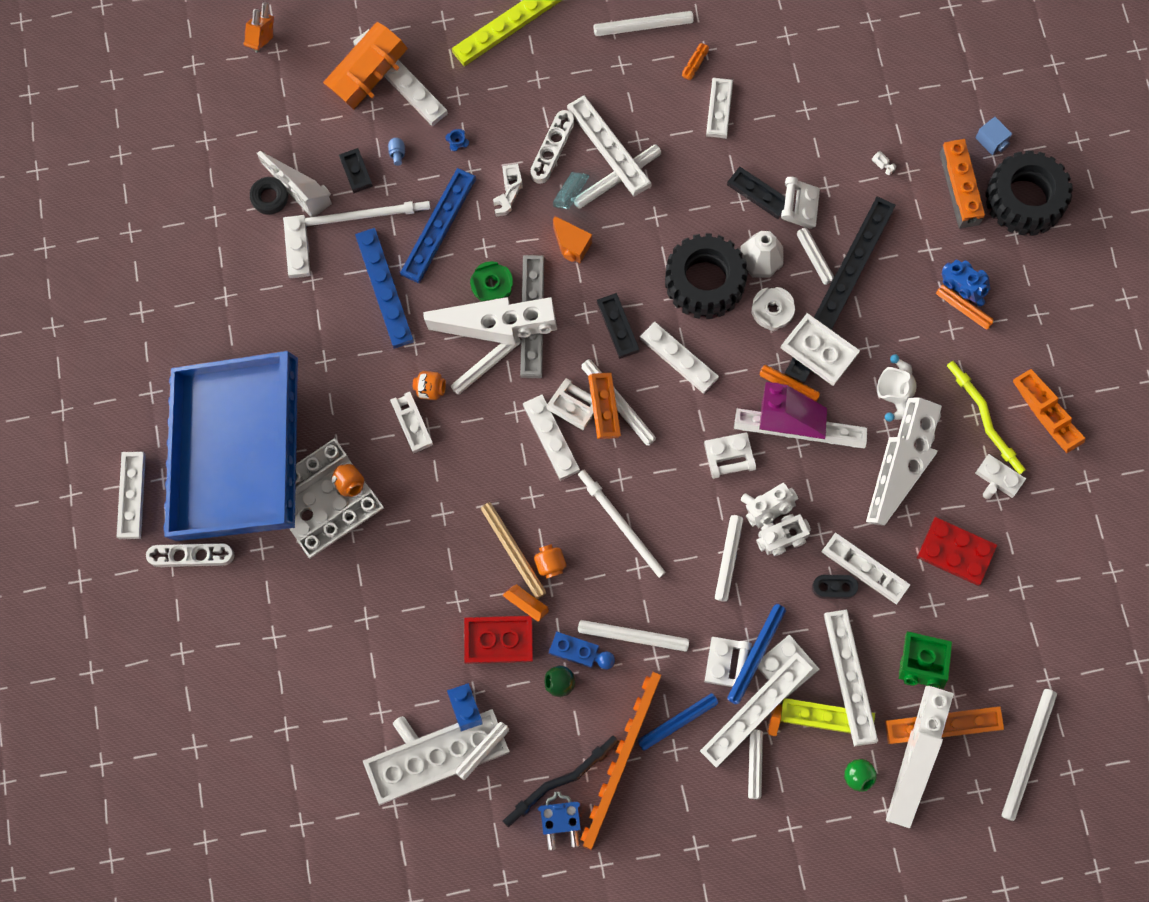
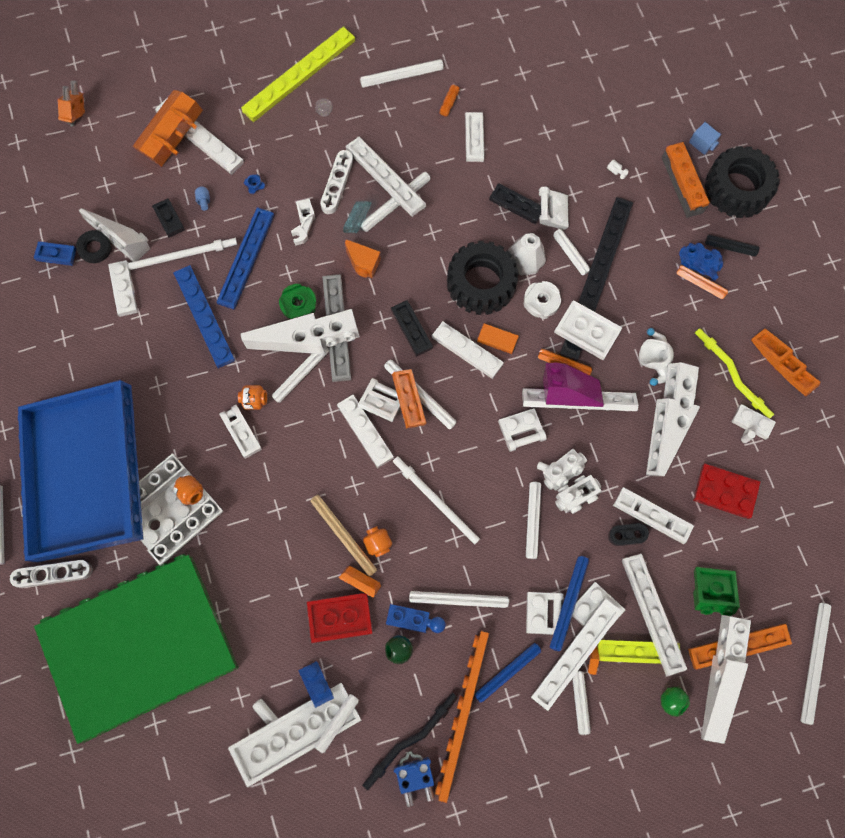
camera: 15 degrees left, 0 degrees up
(225, 199) = (55, 253): none -> blue plate
(274, 644) = (134, 648): none -> green panel
(547, 56) = (323, 107): none -> clear plate
(715, 348) = (497, 338): none -> orange tile
(1007, 267) = (732, 245): none -> black axle

